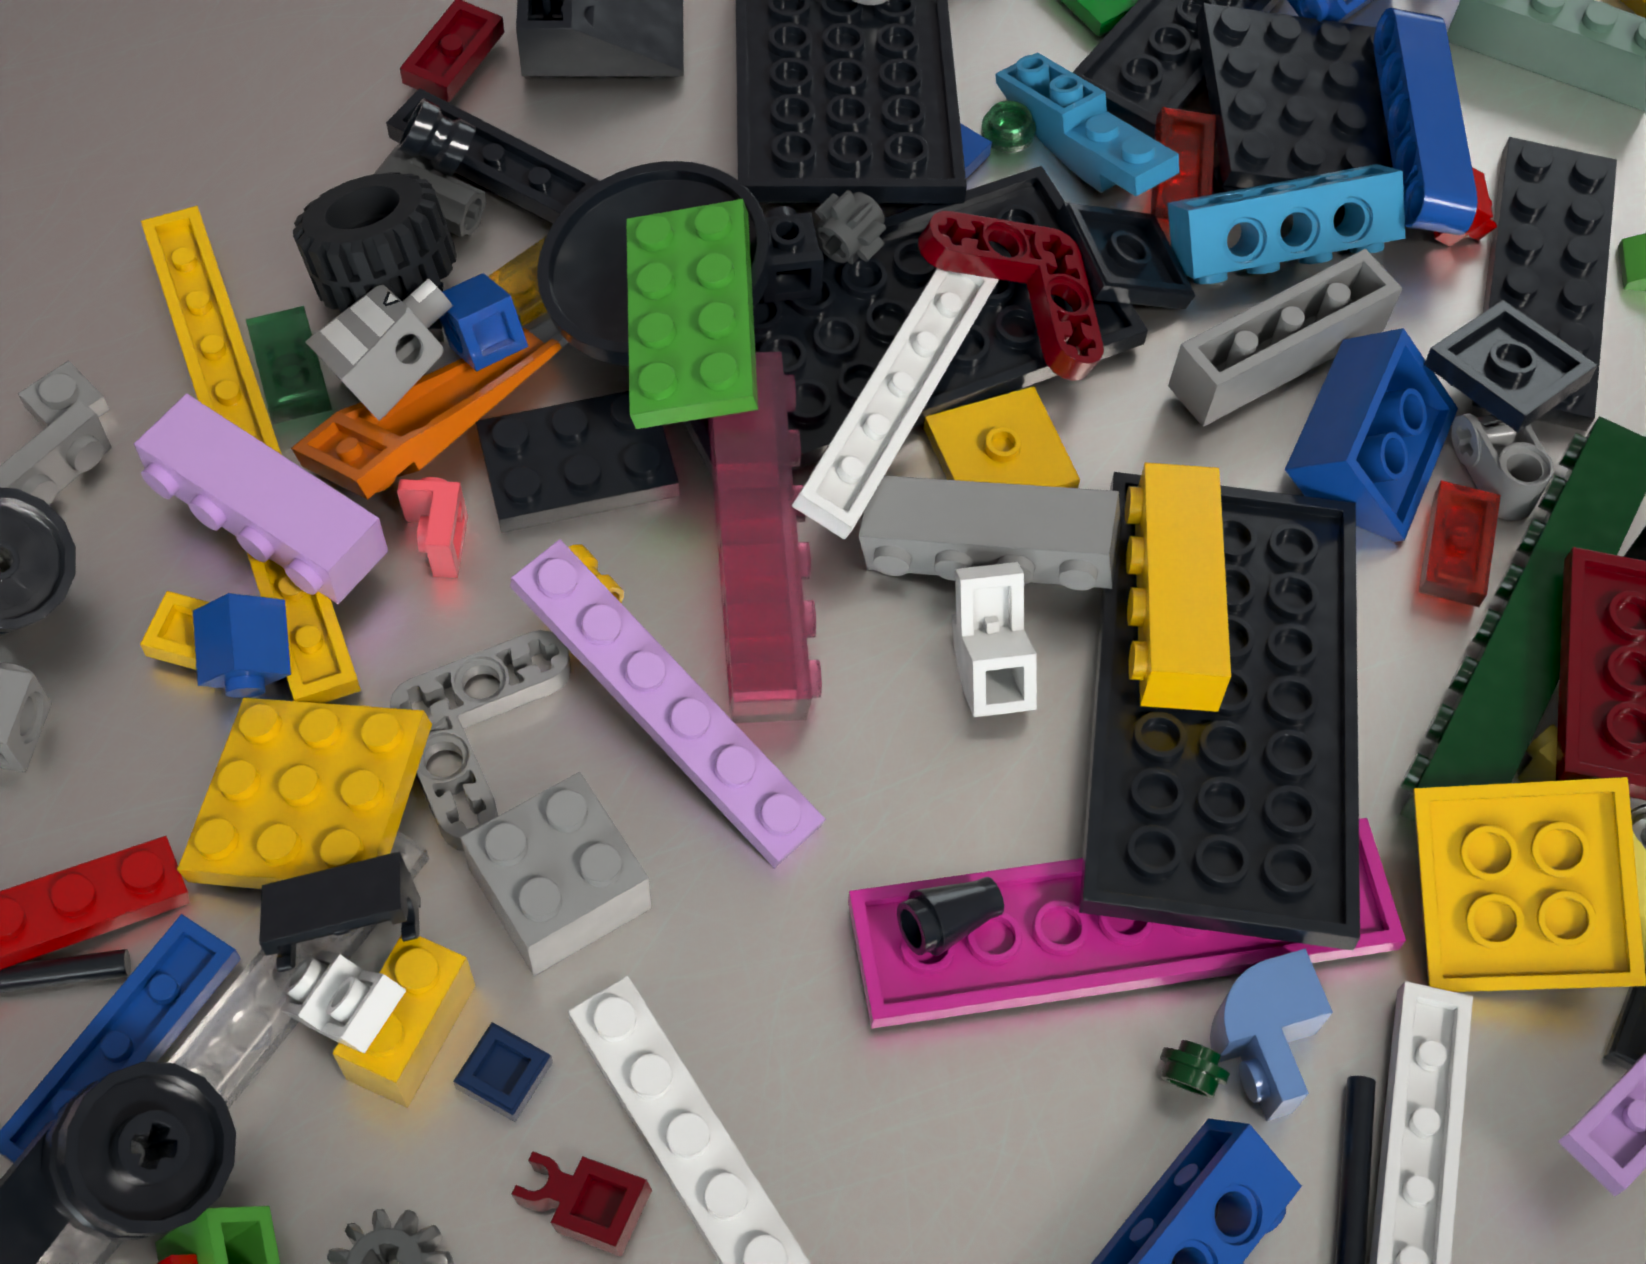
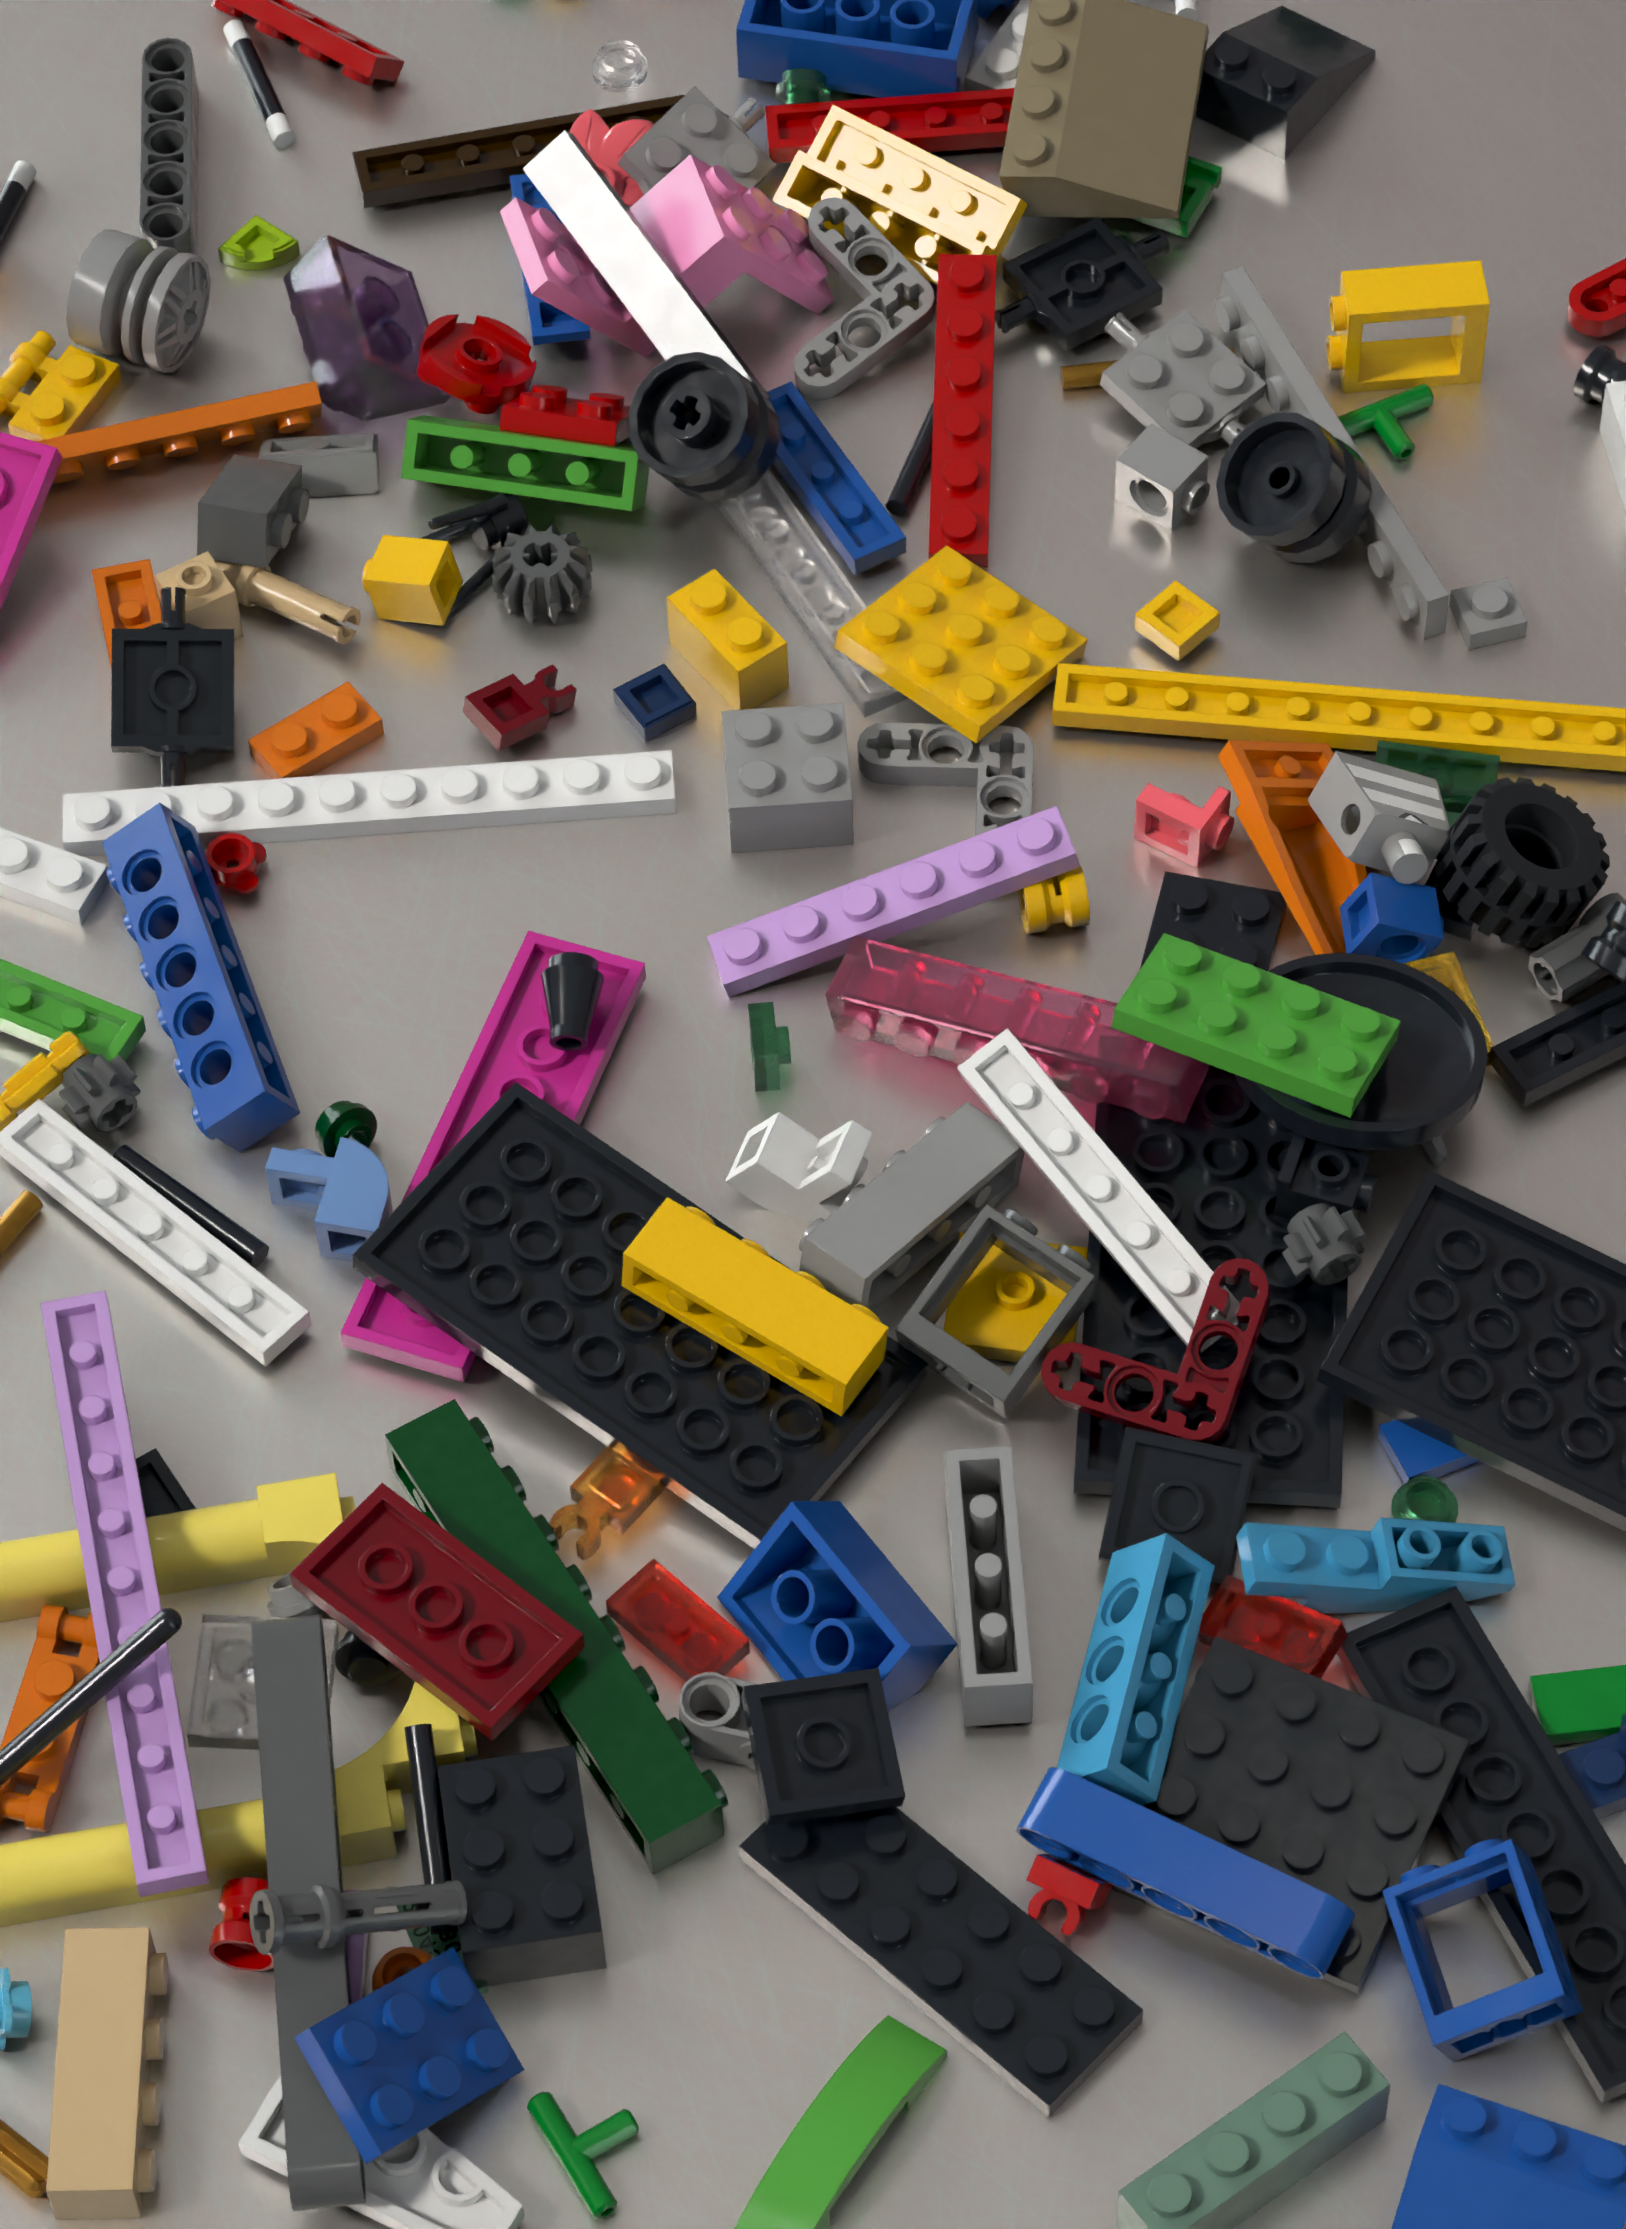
camera: 125 degrees right, 5 degrees down
(241, 644) = (1126, 636): blue brick -> none
(261, 499) = (1261, 682): lavender brick -> none
(336, 904) = (818, 597): black hinge -> none
(341, 999) = (751, 579): white slope -> none
(877, 743) = (768, 1046): none -> clear green plate
(1062, 388) = (958, 1362): none -> dark grey window
(1390, 650) = (609, 1493): none -> clear orange plate
(1529, 886) = (314, 1419): yellow plate -> none

